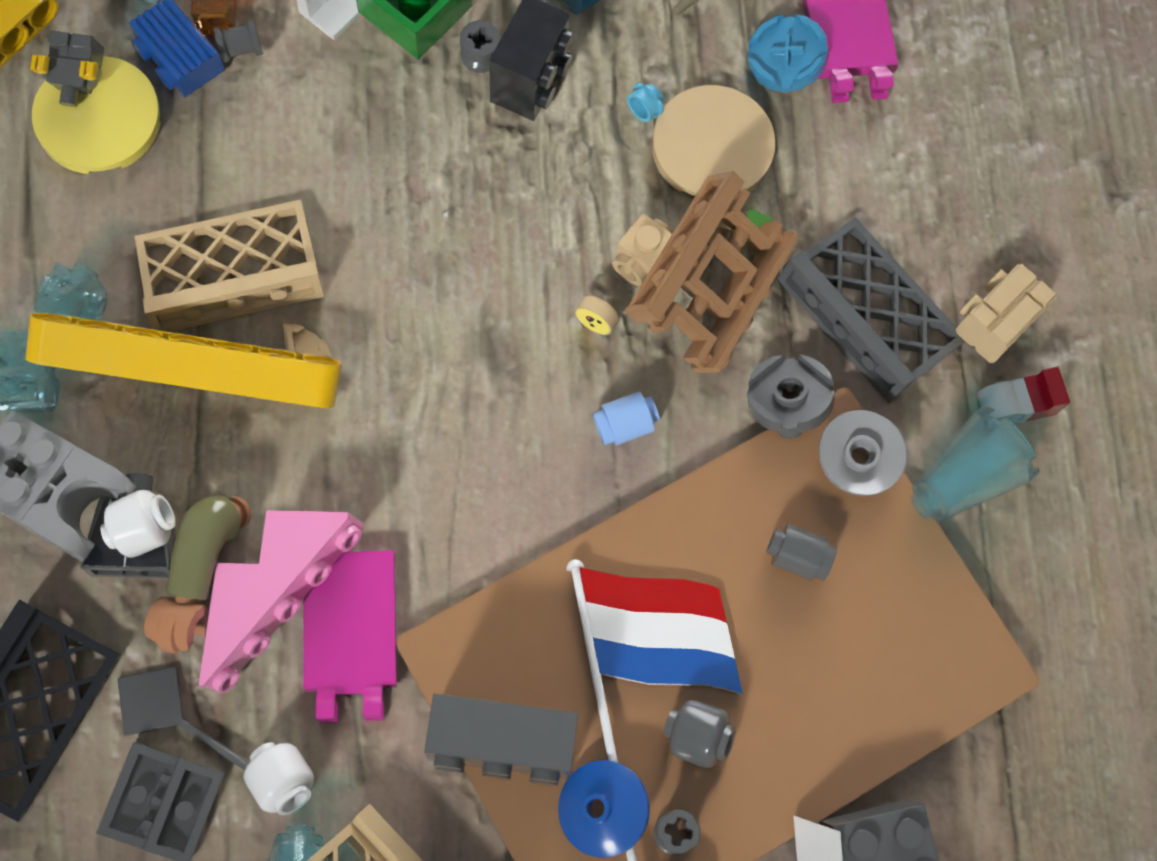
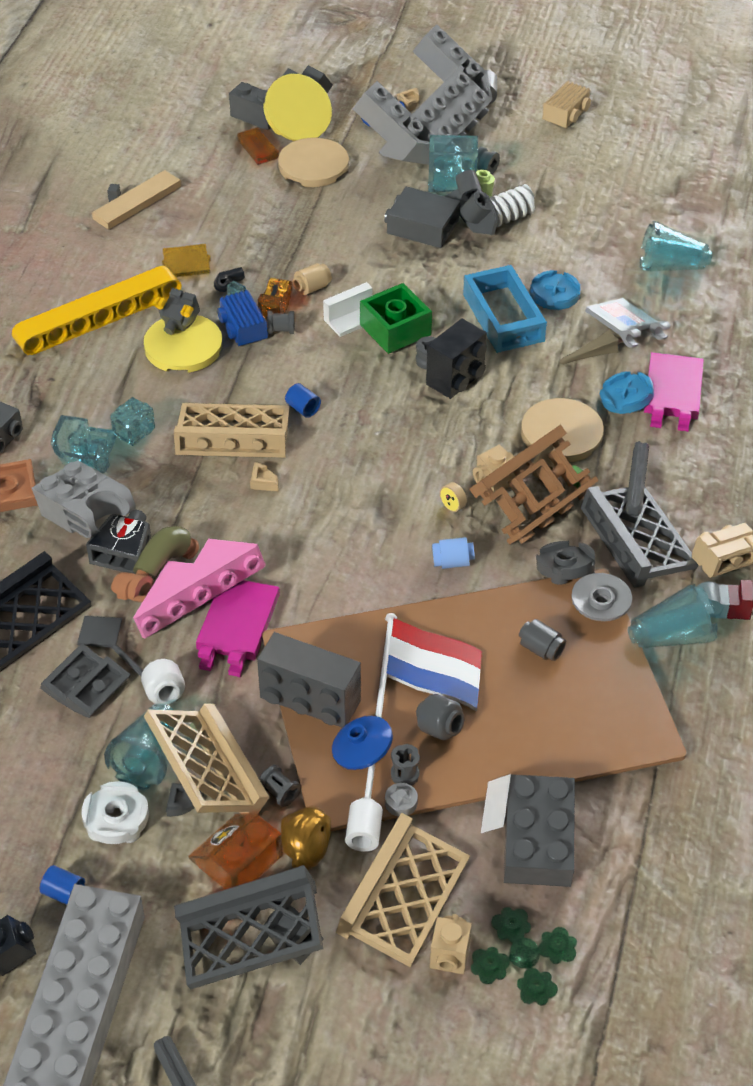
camera: 25 degrees right, 25 degrees down
(137, 523) = (129, 523): white head -> none
(182, 360) = (189, 459): yellow beam -> none
(319, 186) = (302, 400): none -> blue beam
(646, 102) = (524, 399): medium azure plate -> none
(848, 214) = (637, 479): none -> dark grey axle

